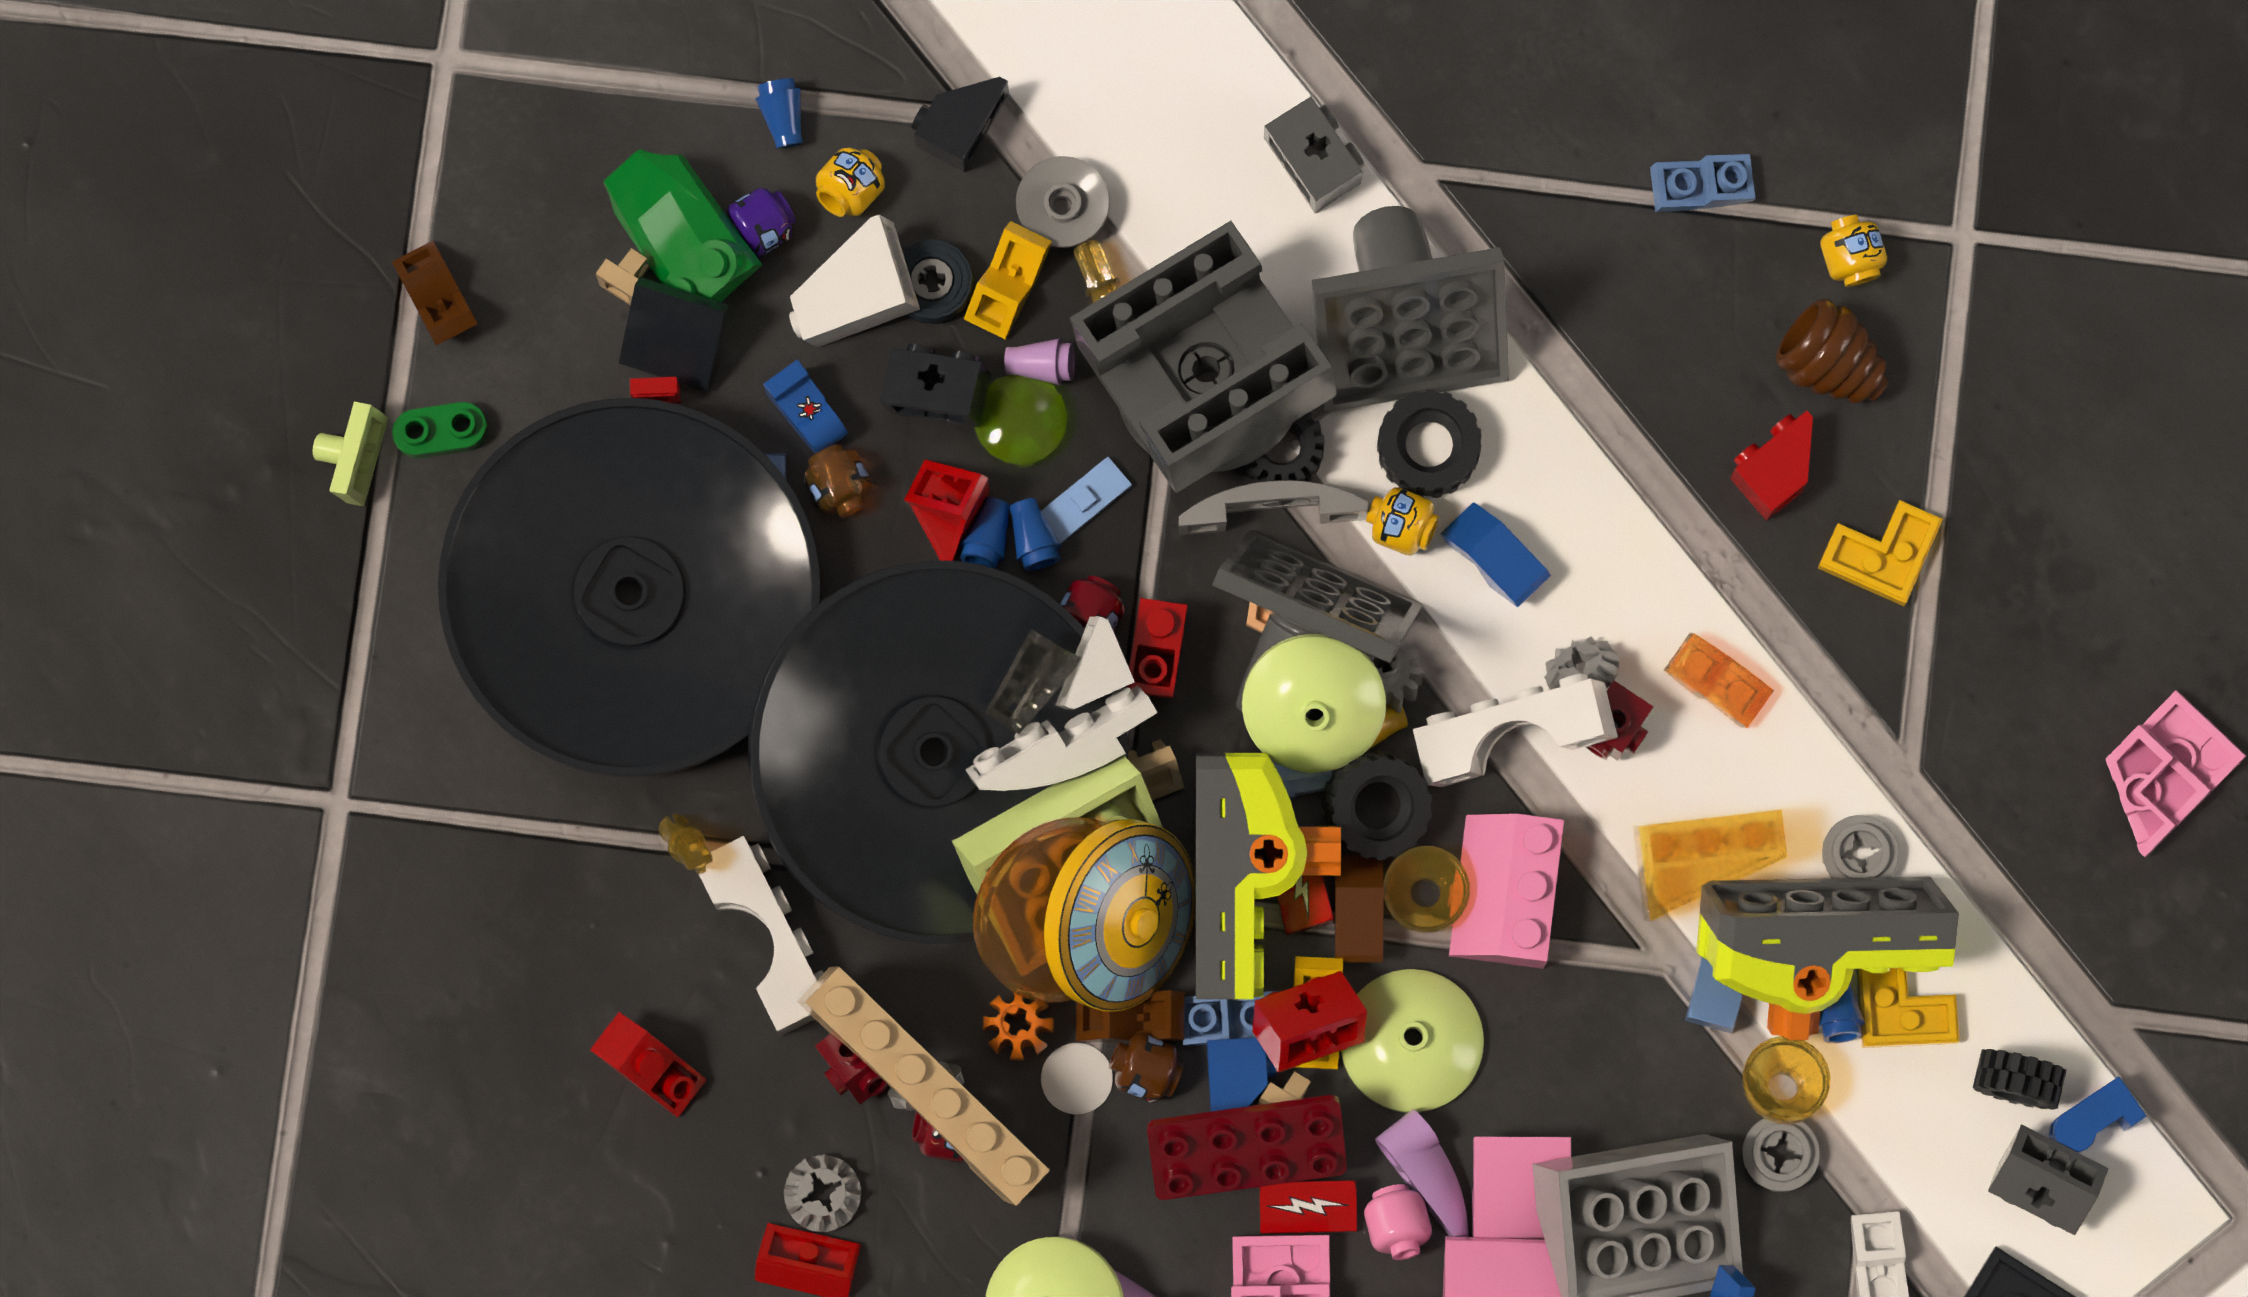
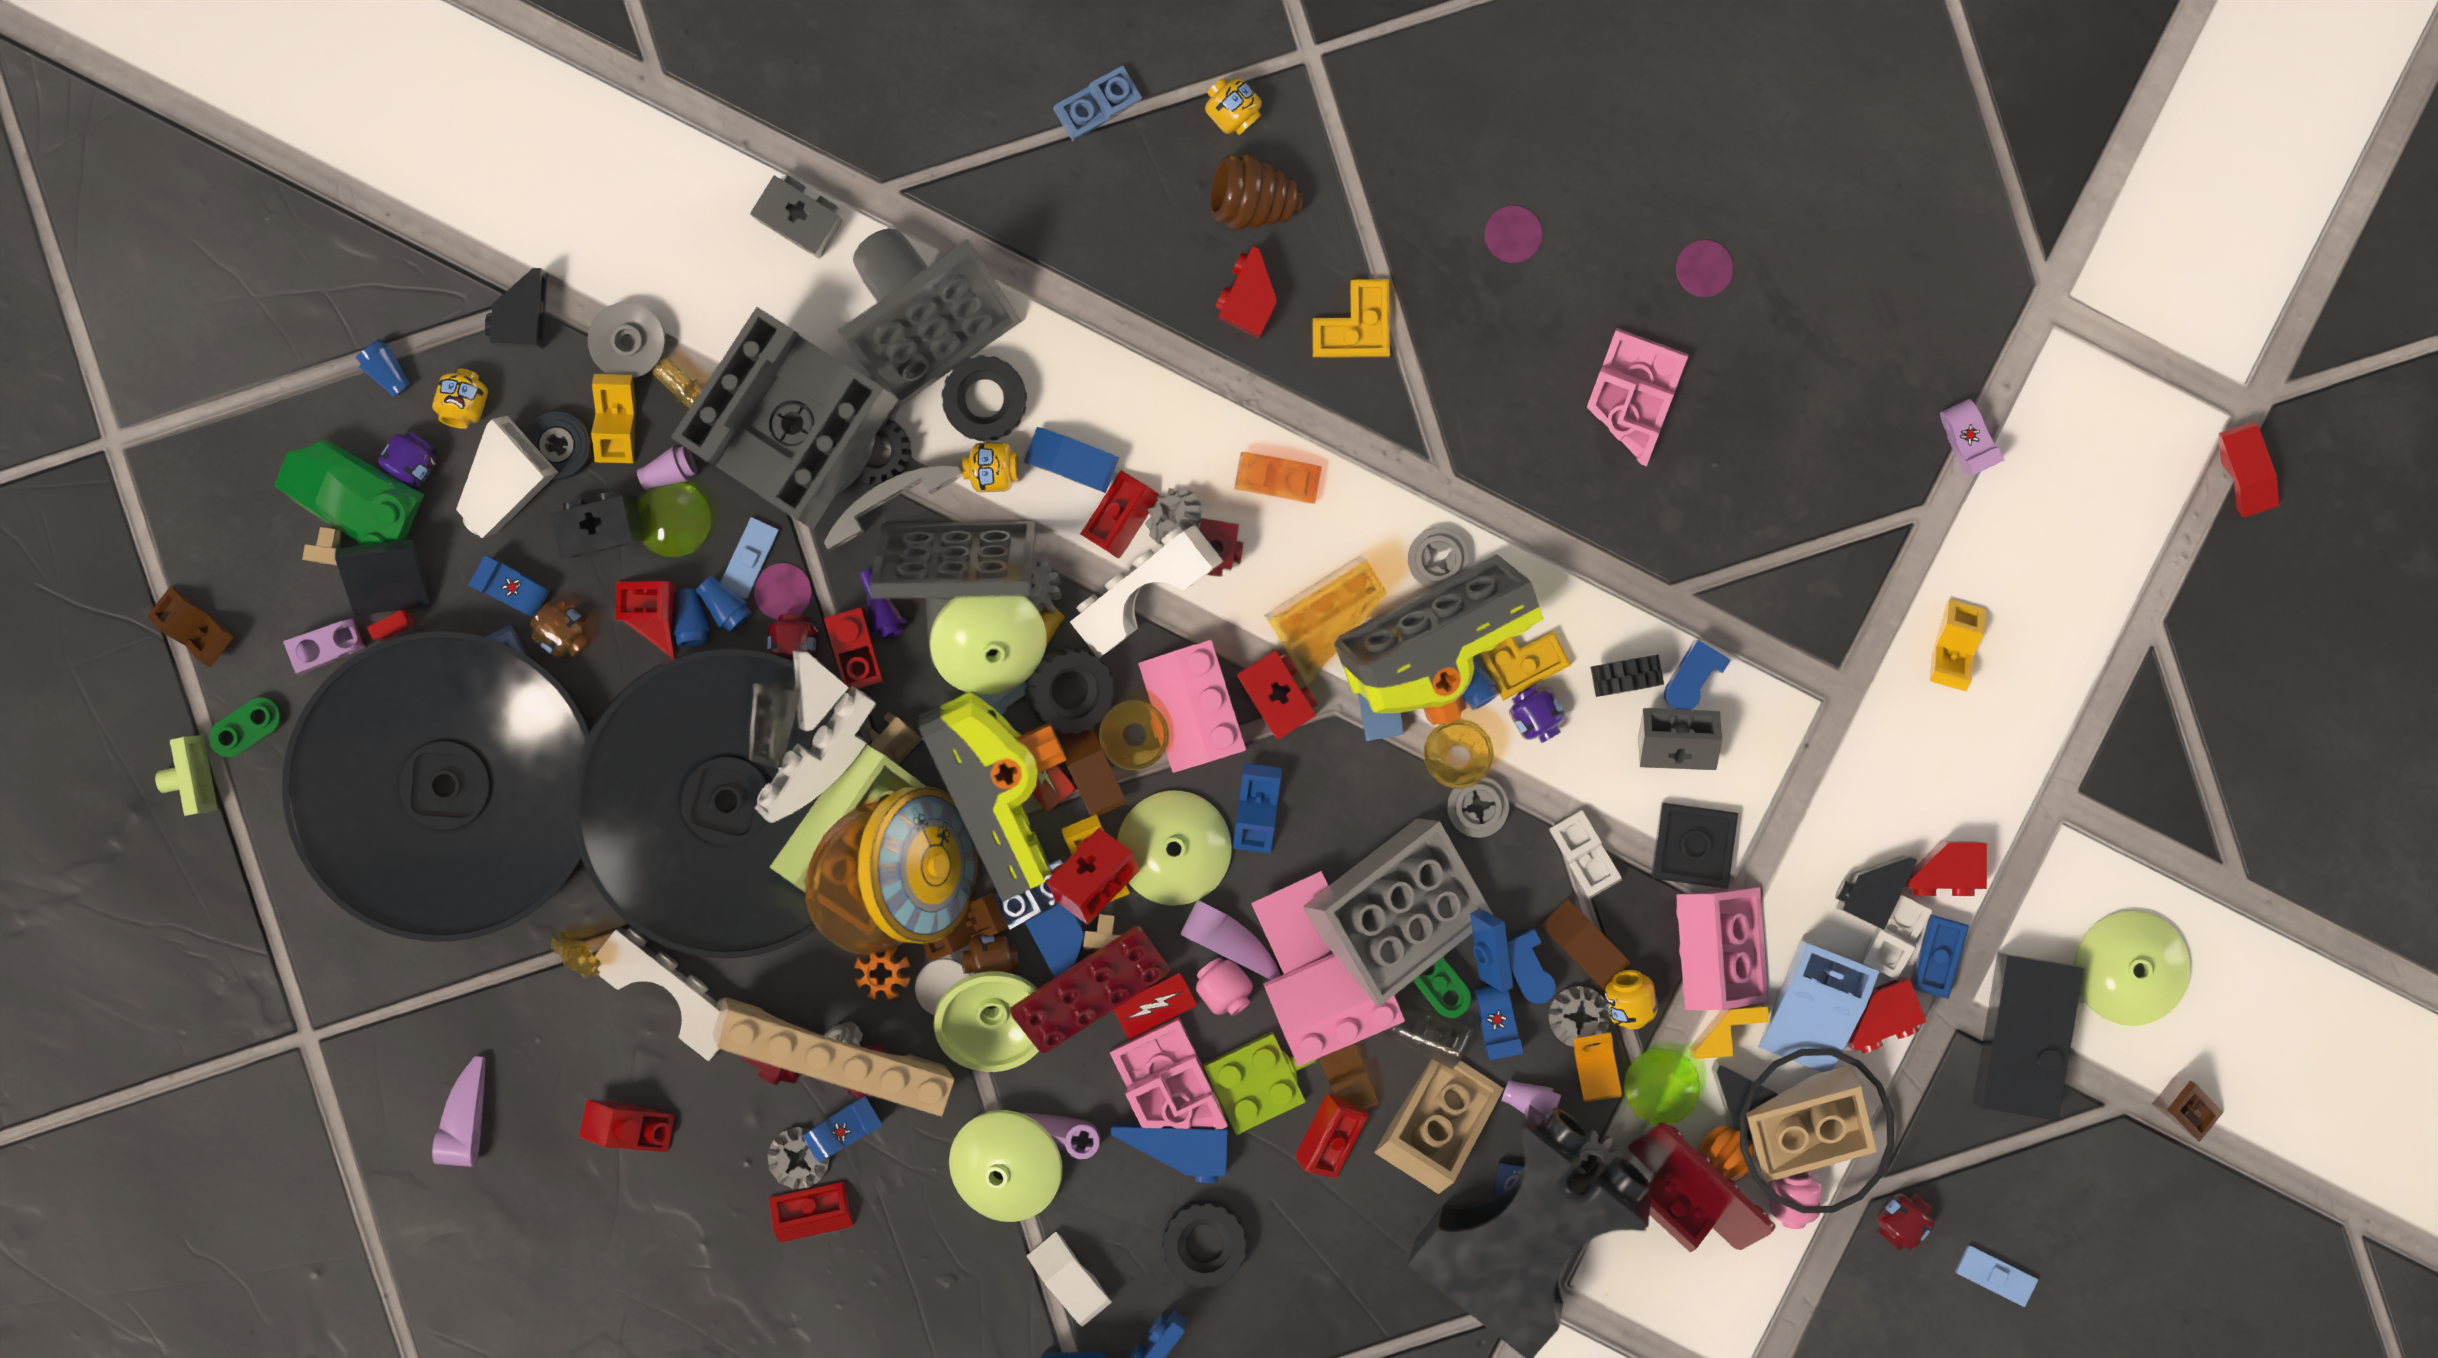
camera: 25 degrees left, 10 degrees up
(461, 978) = (460, 1126): none -> lavender piece
(569, 379) = (323, 646): none -> lavender leg
(890, 1179) = (842, 1129): none -> blue leg
(1091, 1149) = (983, 1036): none -> yellowish green dish
(1104, 551) = (782, 590): none -> flat silver sticker
(1206, 629) = (883, 614): none -> dark purple cone
(1521, 641) = (1120, 514): none -> red slope
(1527, 1037) = (1257, 808): none -> blue slope
(1600, 946) = (1257, 683): none -> red brick
(1896, 1077) = (1537, 713): none -> dark purple head
(2105, 534) = (1513, 234): none -> flat silver sticker

